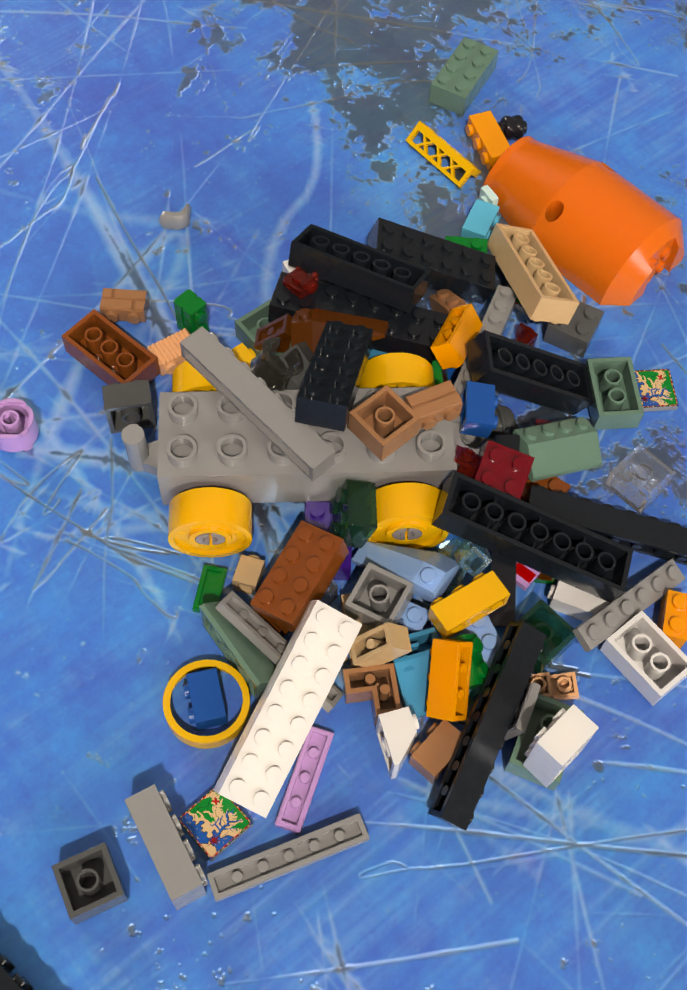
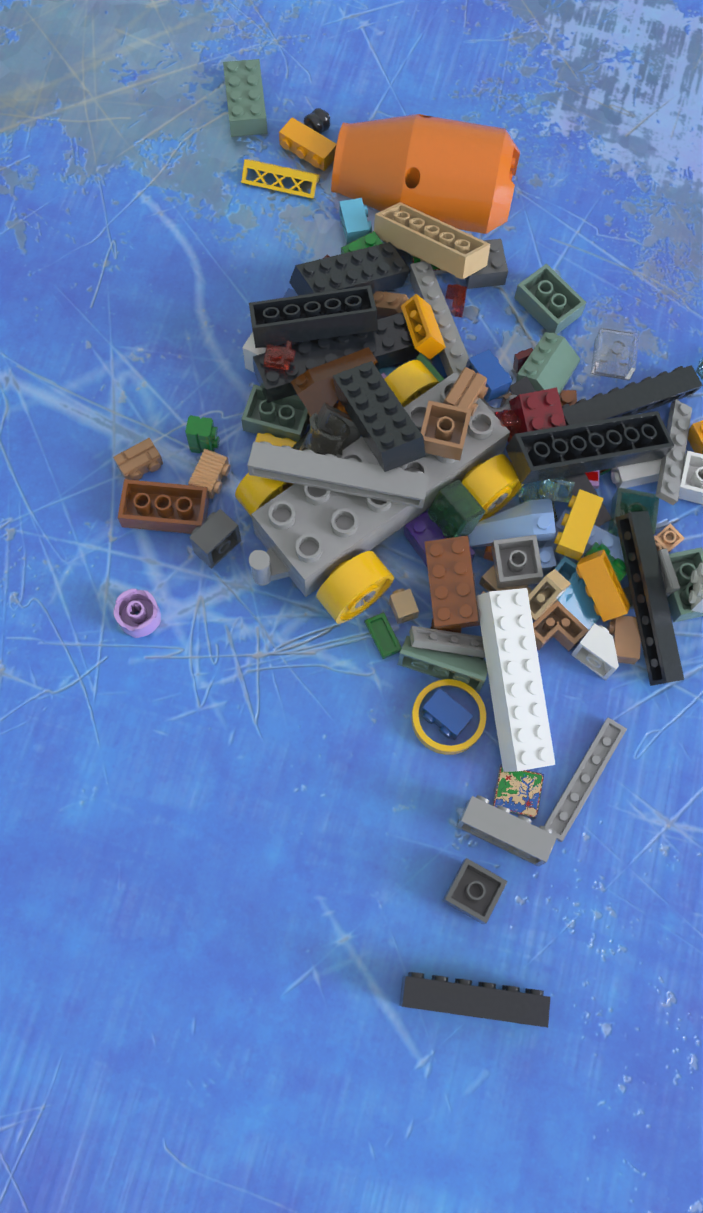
camera: 35 degrees left, 10 degrees up
(176, 220) = (117, 363): light grey hair -> none
(278, 328) = (285, 410): reddish brown slope -> none
(304, 780) = (561, 740): lavender tile -> none
(487, 195) = (343, 193): light aqua plate -> none
(529, 373) = (491, 323): black brick -> none
(656, 390) = (576, 275): tile -> none

